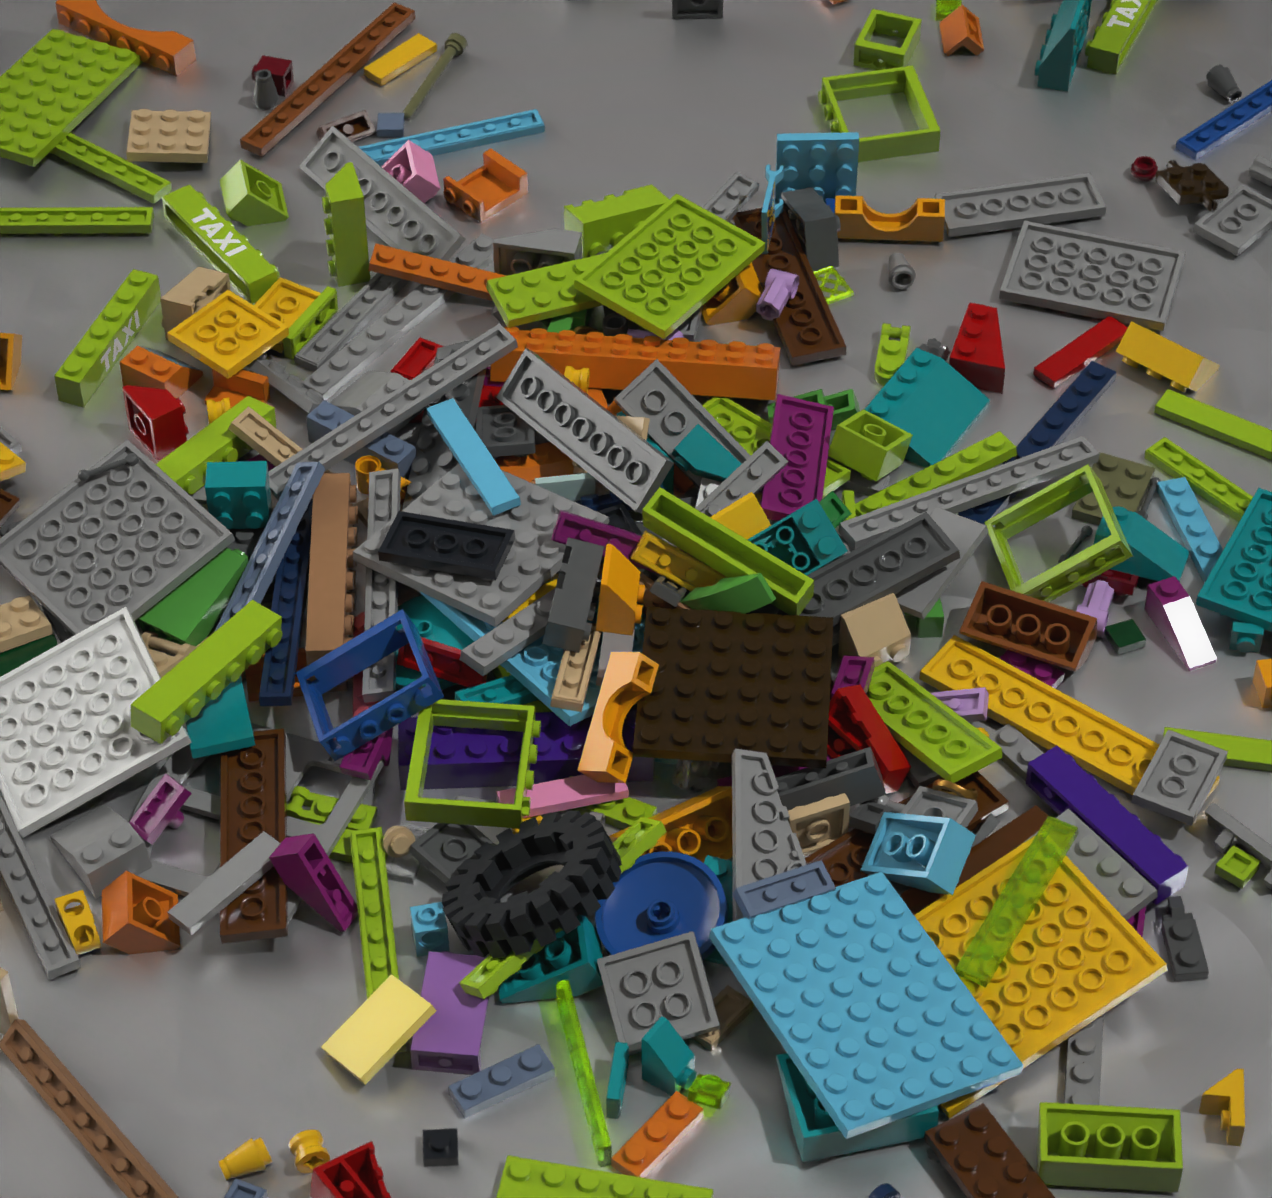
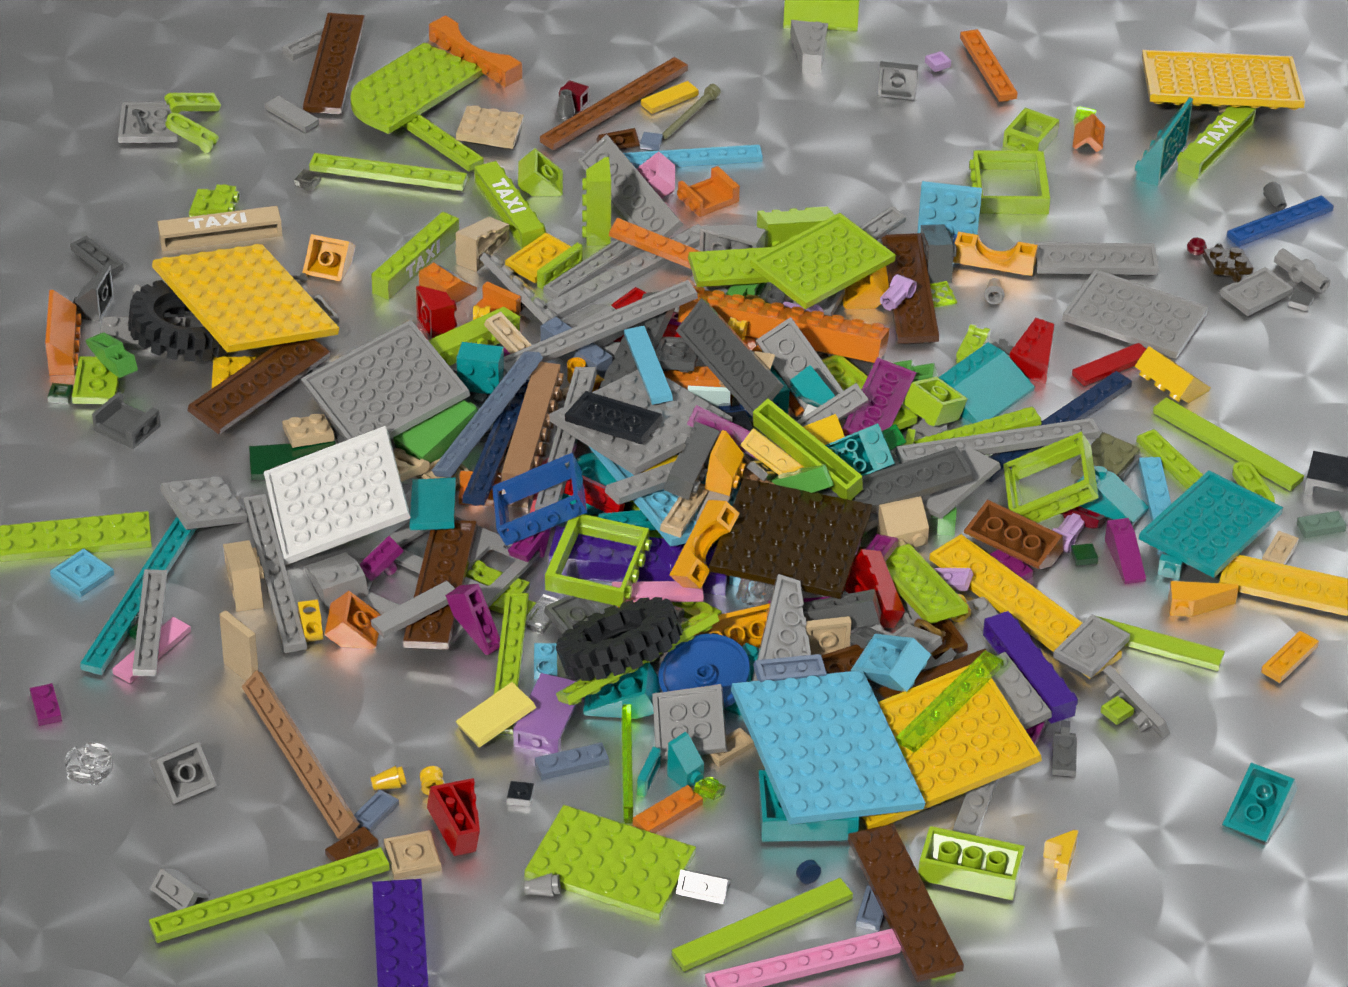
camera: 10 degrees right, 5 degrees down
(131, 459) = (410, 333): dark grey hinge -> none
(206, 672) = (429, 473): lime brick -> none
(228, 334) = (498, 263): yellow plate -> none
(398, 841) = (537, 602): tan plate -> none
(770, 209) = (905, 235): medium azure flag -> none

